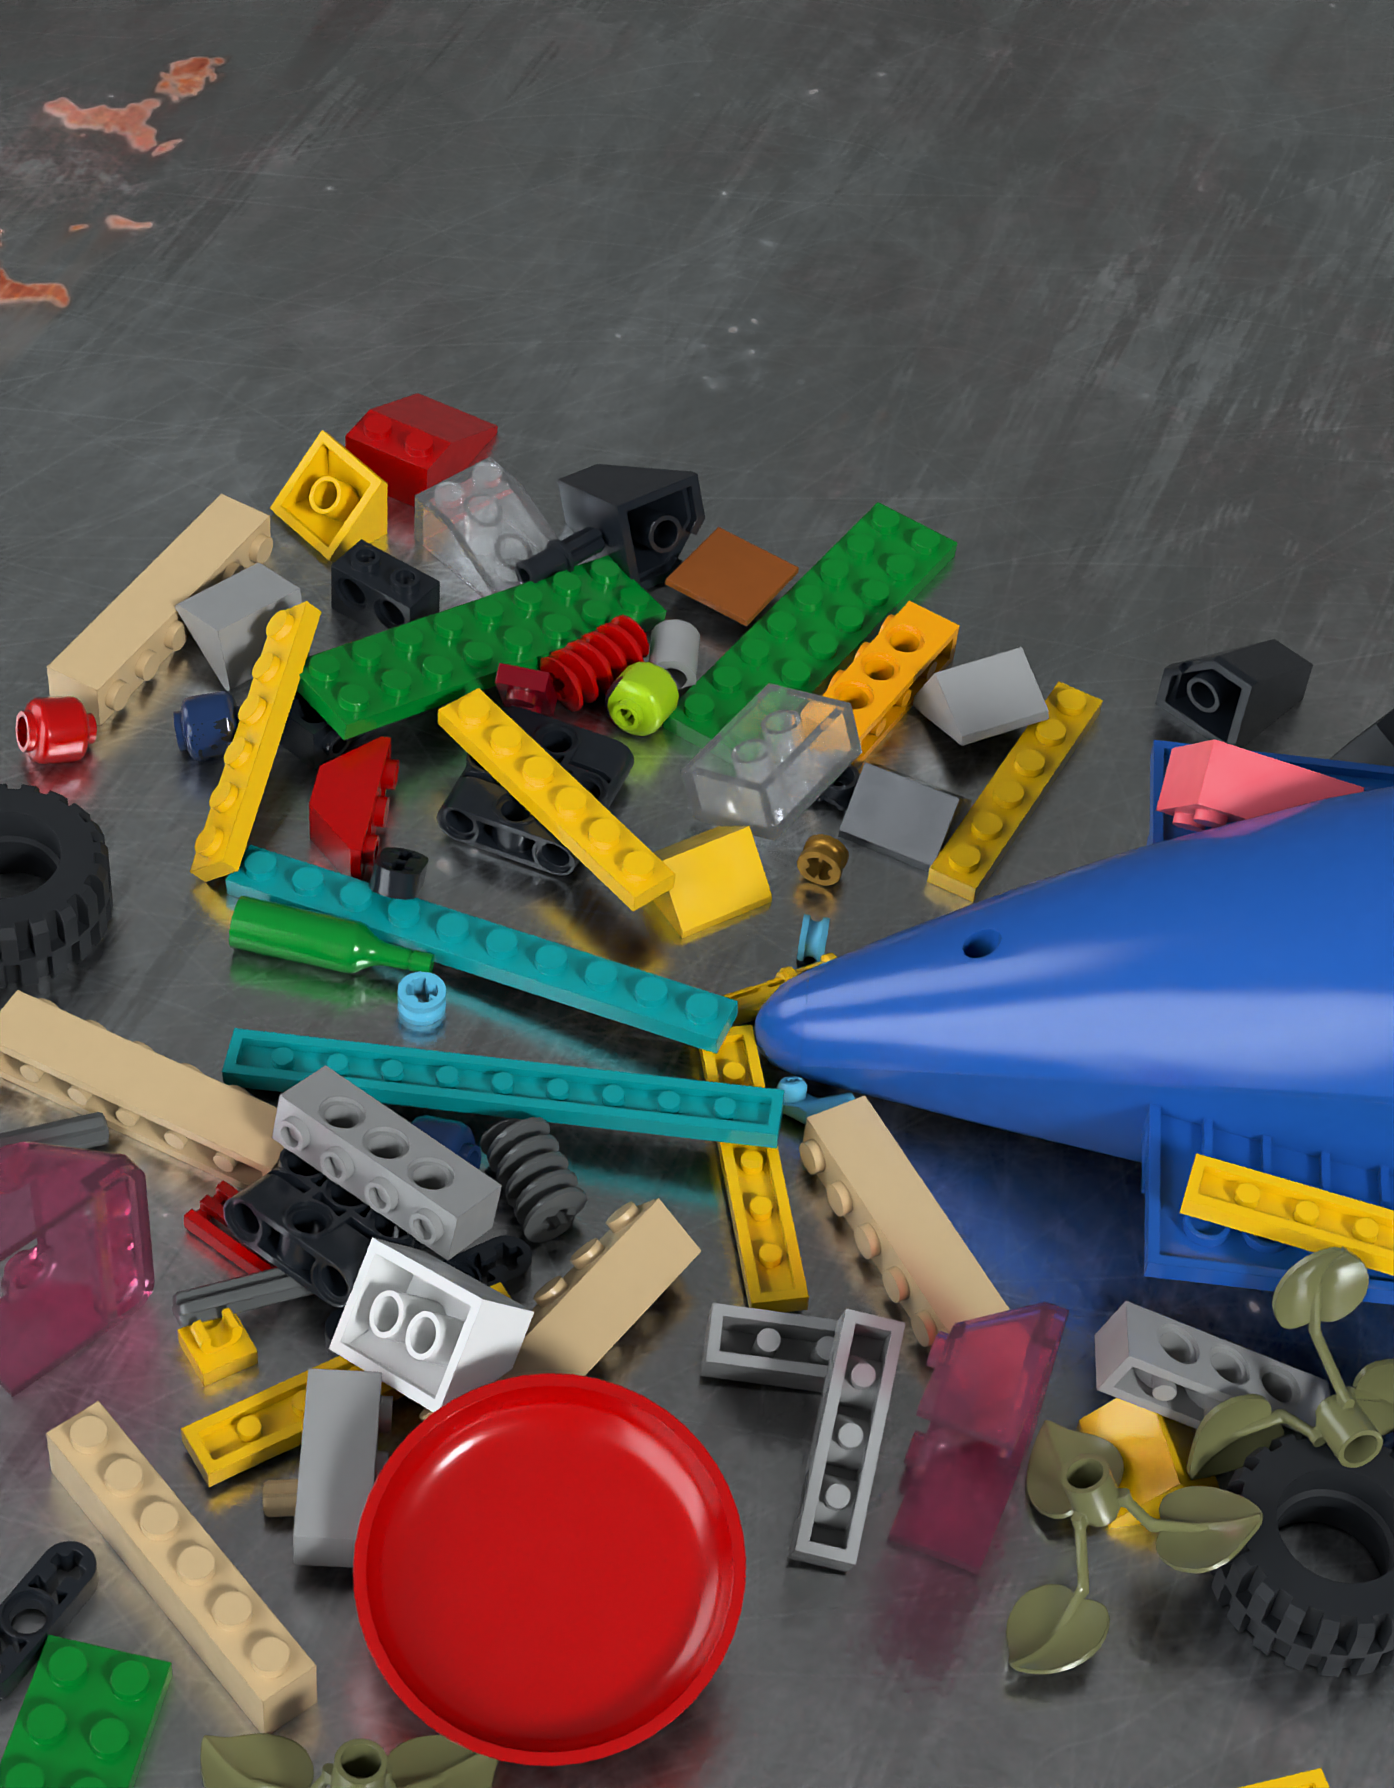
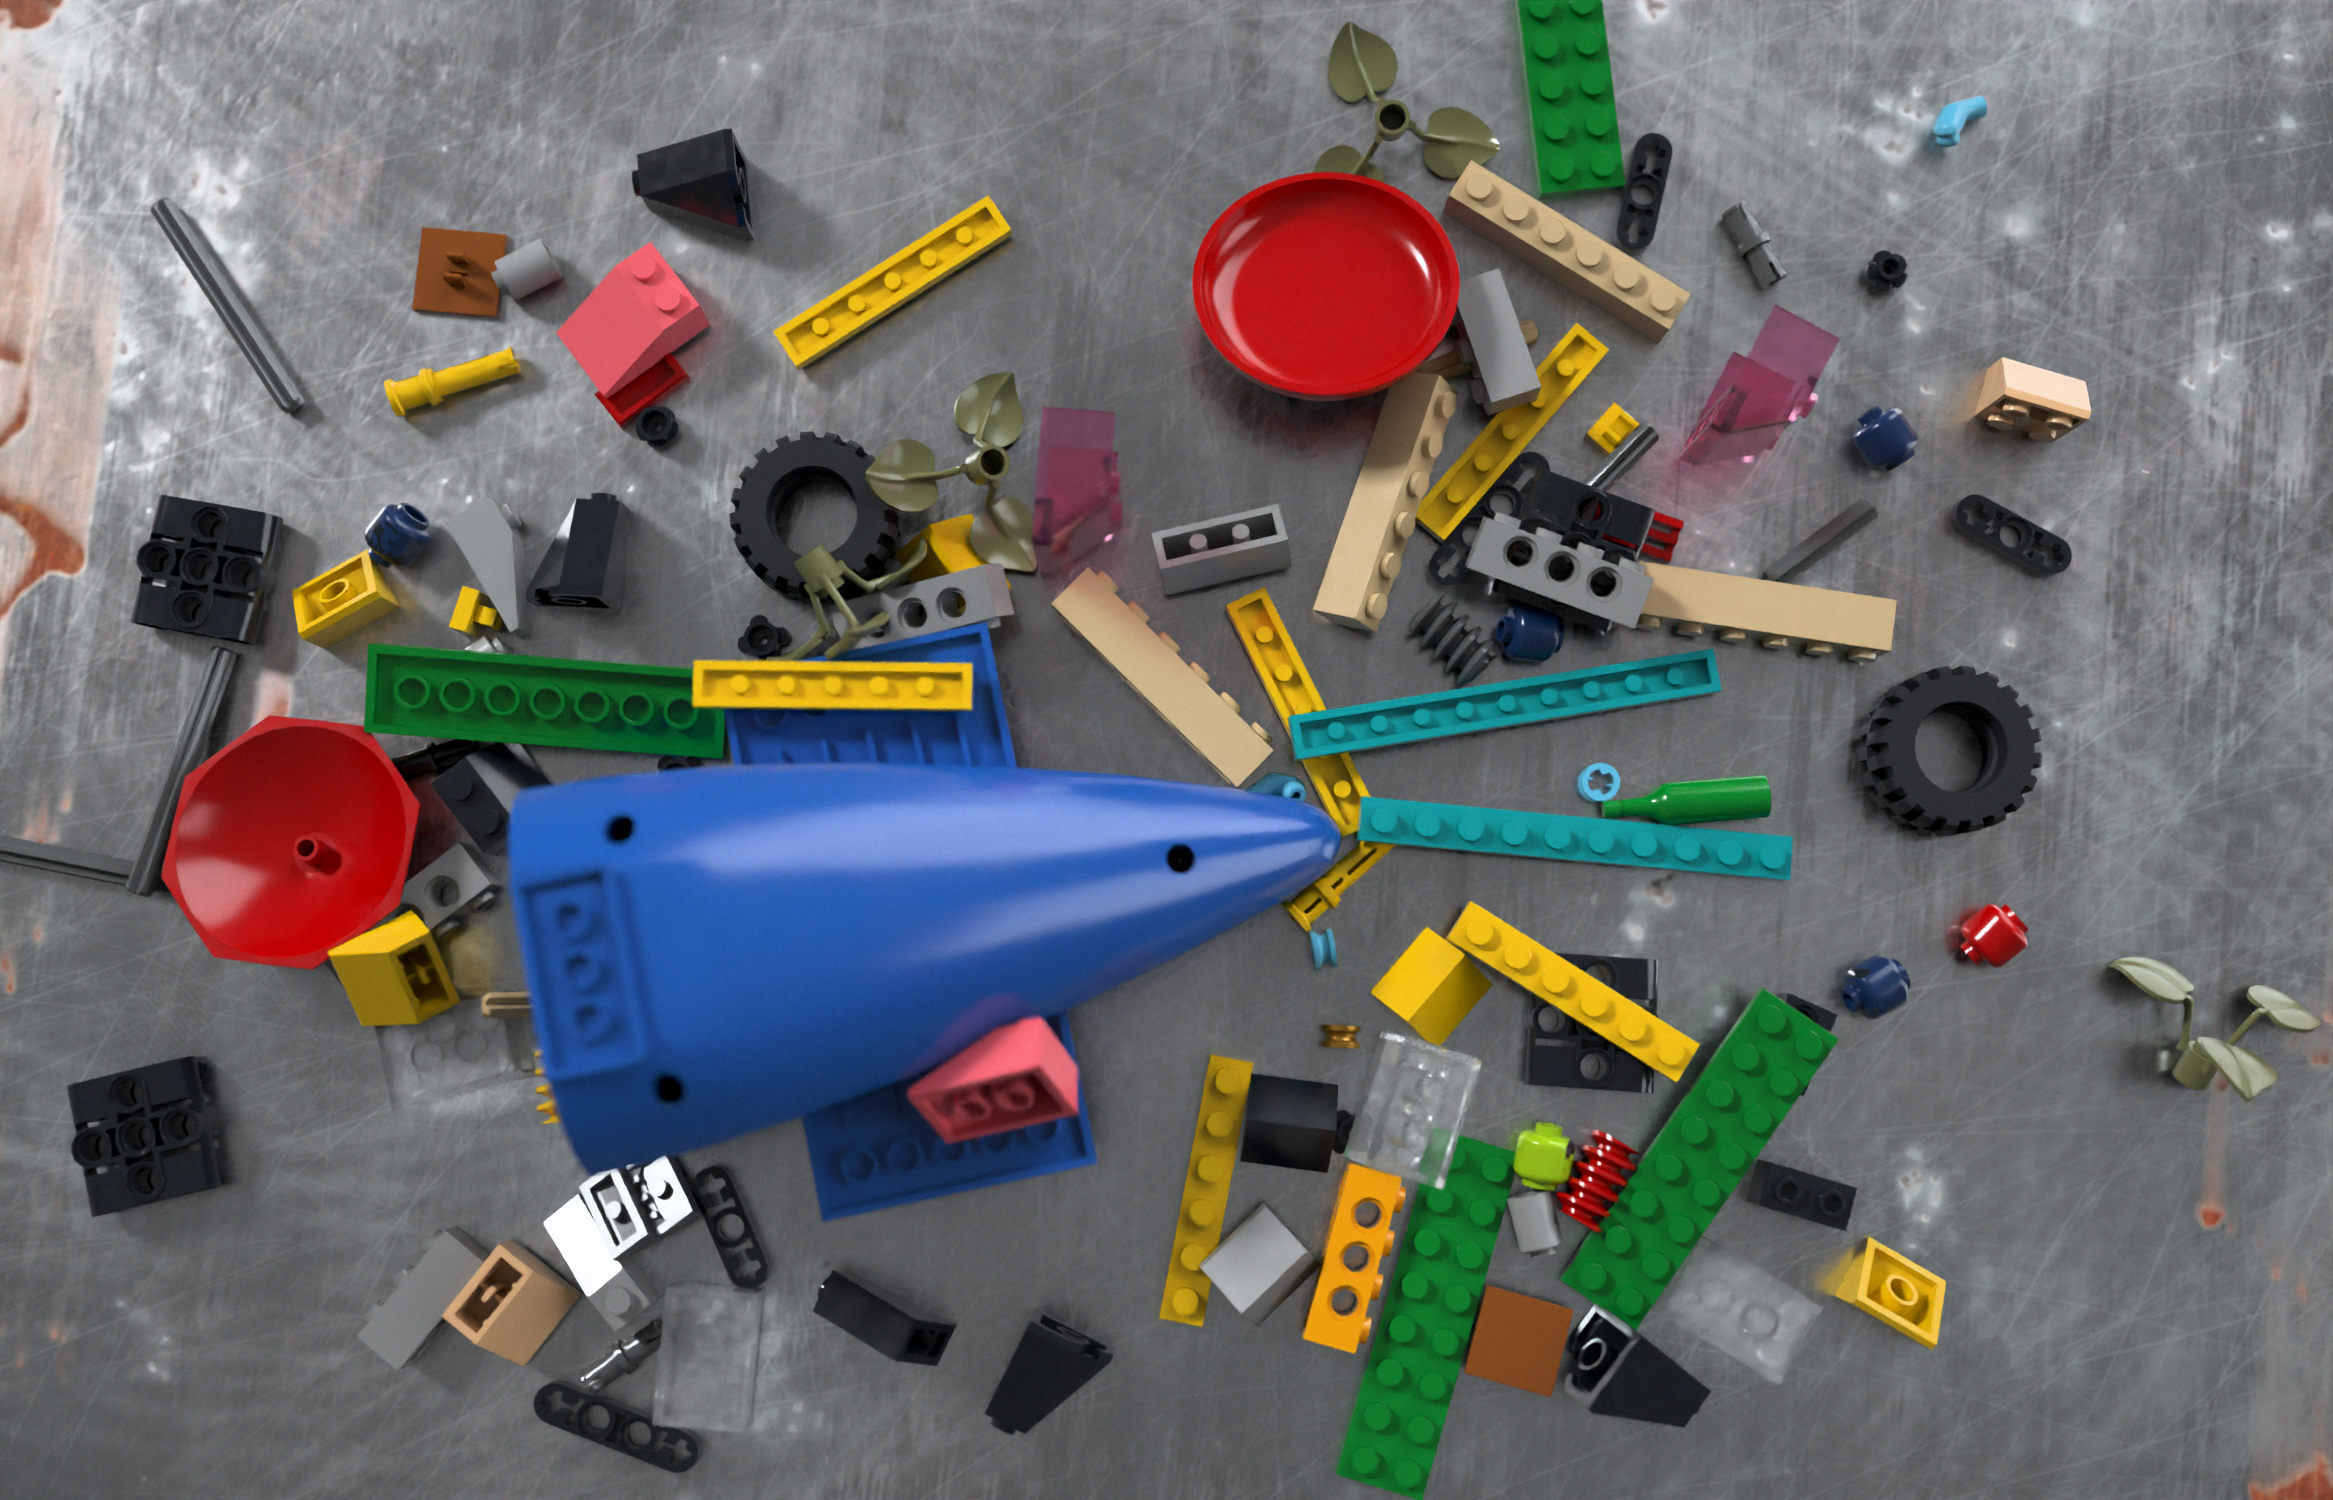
camera: 165 degrees right, 35 degrees up
(142, 624) = (1975, 1109): tan brick -> none
(233, 619) = (1901, 1107): light grey slope -> none
(255, 742) = (1830, 968): yellow plate -> none
(351, 804) = (1729, 944): red slope -> none
(398, 873) = (1672, 880): black beam -> none
(417, 443) = (1852, 1412): red slope -> none
(427, 1325) = (1473, 450): white slope -> none
(526, 689) = (1639, 1111): dark red plate -> none
(560, 555) = (1672, 1300): black axle -> none
(846, 1440) = (1163, 469): light grey brick -> none

